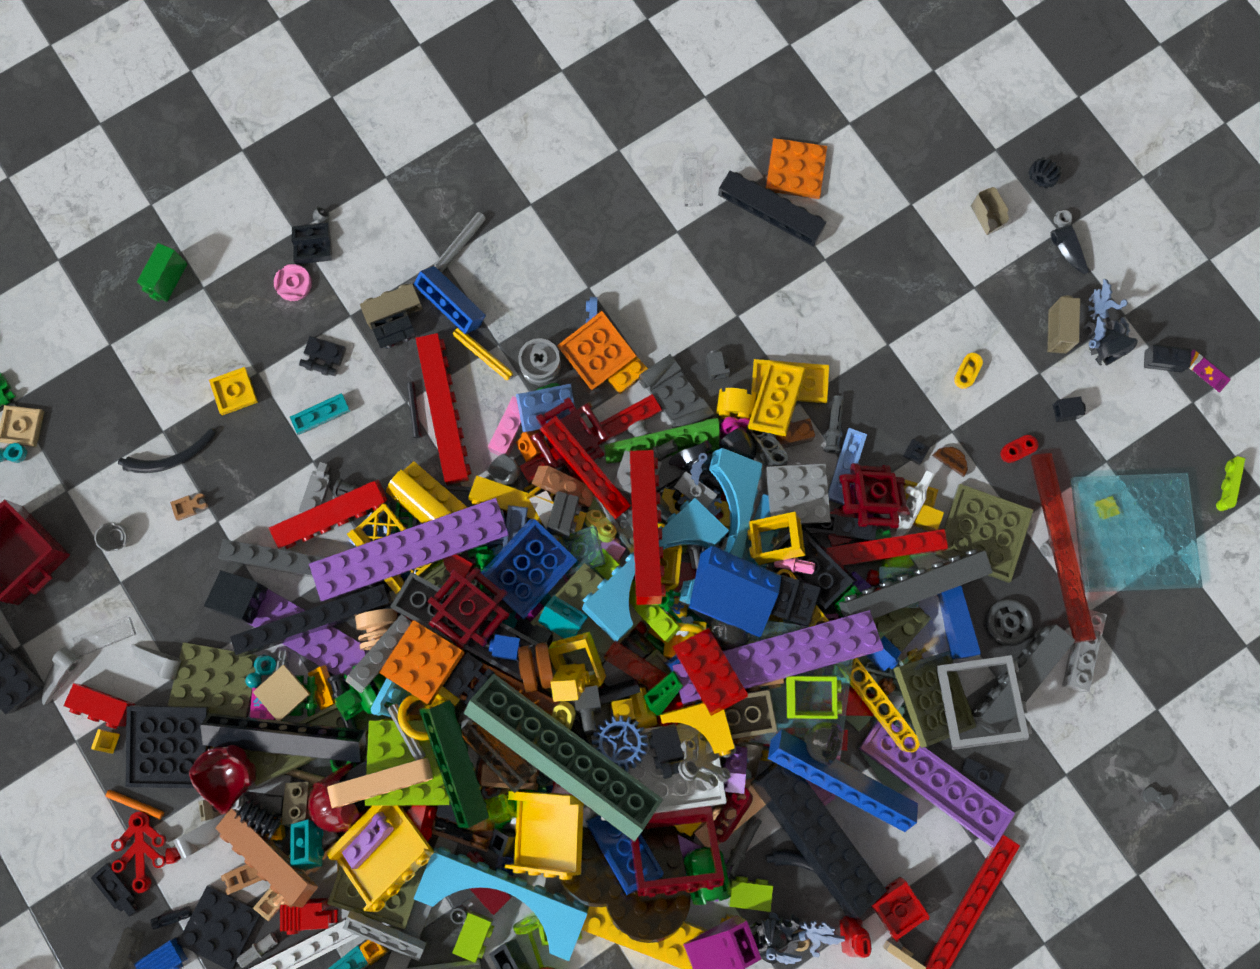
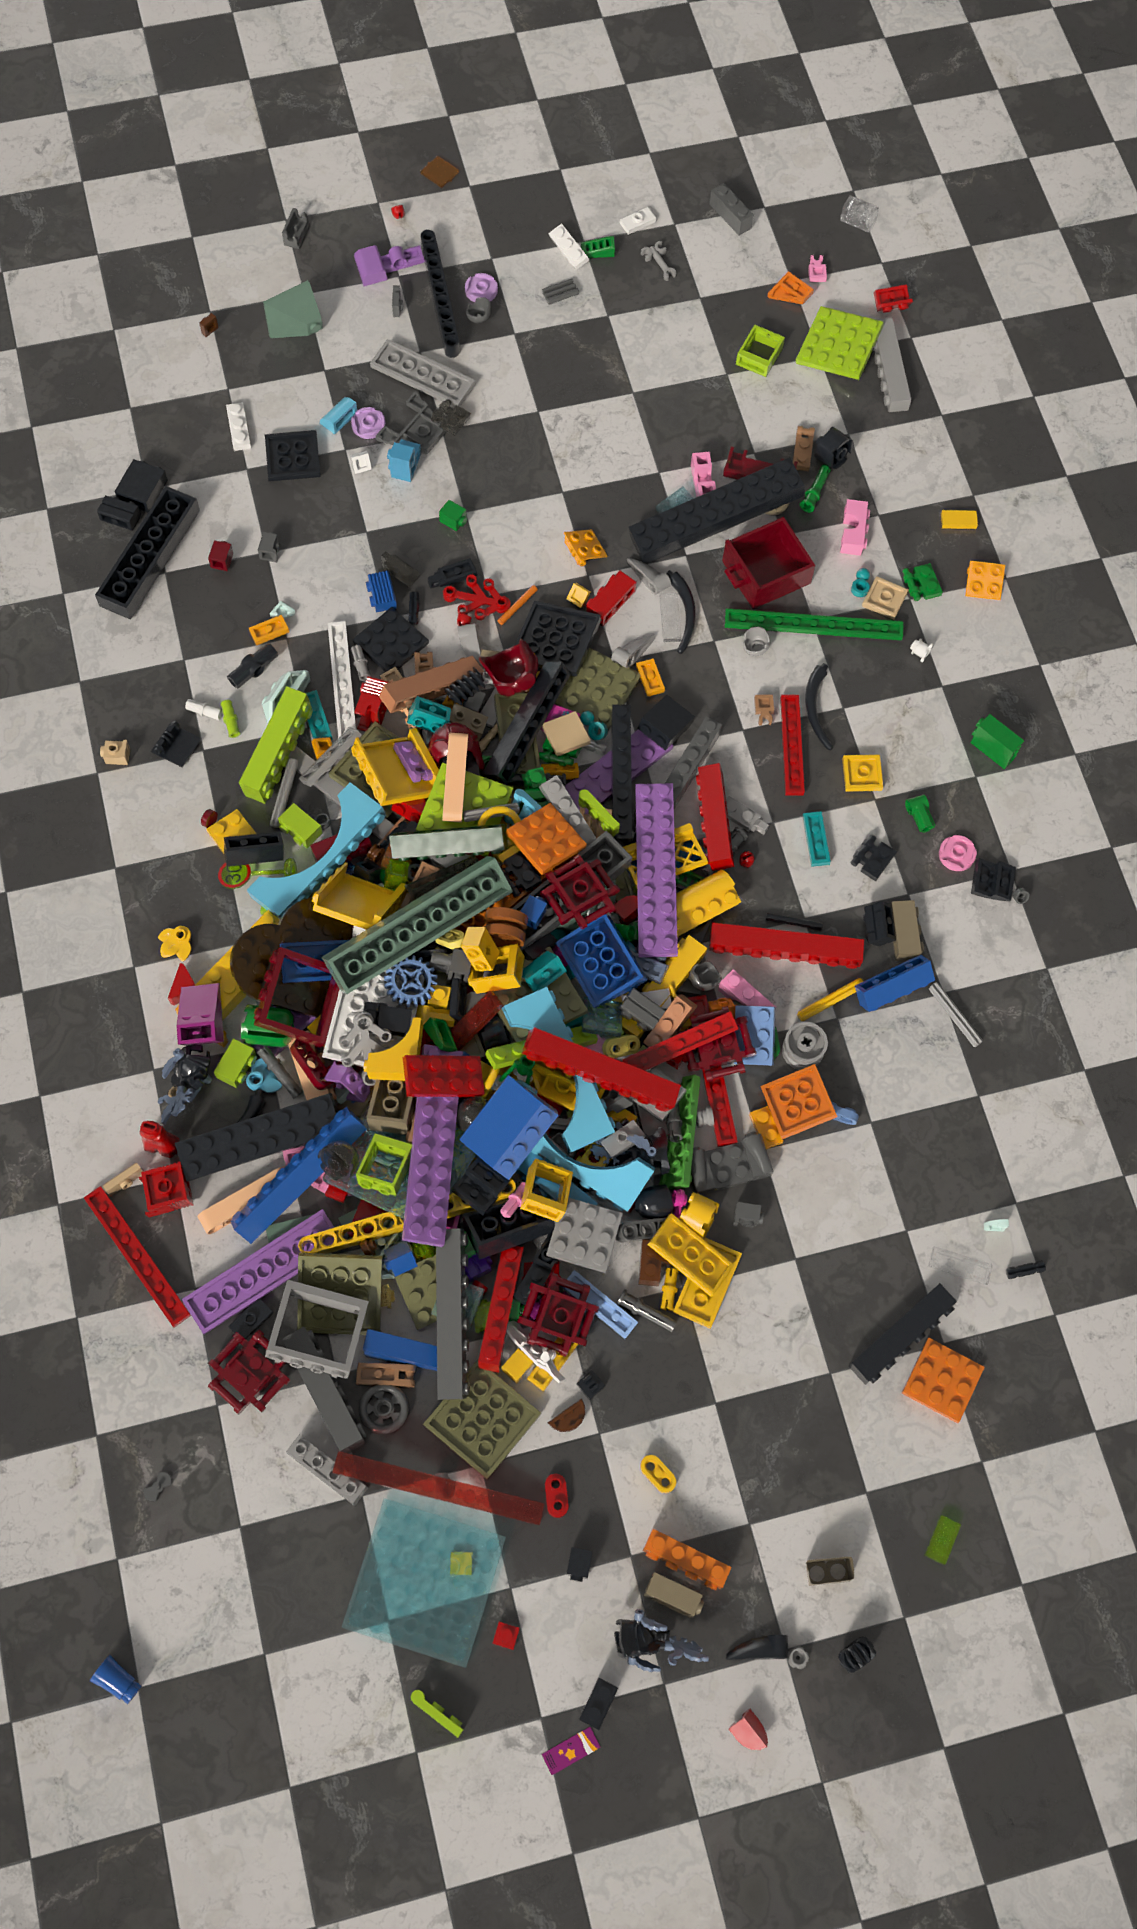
camera: 105 degrees right, 10 degrees down
(39, 757) = (584, 546): none -> light orange hinge
(39, 918) = (452, 515): none -> green brick
(66, 633) = (685, 593): none -> black animal
(73, 373) = (921, 649): none -> white brick
(73, 488) = (814, 624): none -> green plate
(185, 632) = (650, 677): none -> light orange plate
(221, 467) = (792, 745): none -> red plate
(257, 328) = (919, 809): none -> green piece
(358, 476) = (748, 862): none -> red hinge
(369, 624) = (598, 812): none -> lime plate
(645, 152) = (996, 1225): none -> light aqua tile
(676, 126) = (1025, 1269): none -> black axle
(754, 855) = (268, 1080): none -> medium azure plate
(809, 411) = (669, 1289): none -> yellow pin
(881, 831) = (221, 1213): none -> light nougat beam
(925, 135) = (942, 1540): none -> clear neon green plate
(983, 632) = (385, 1374): none -> medium nougat plate
(1027, 325) = (686, 1559): none -> orange brick
(1032, 758) = (247, 1373): none -> dark red brick
(1133, 238) = (750, 1731): none -> brick
(1146, 451) = (506, 1635): none -> red plate

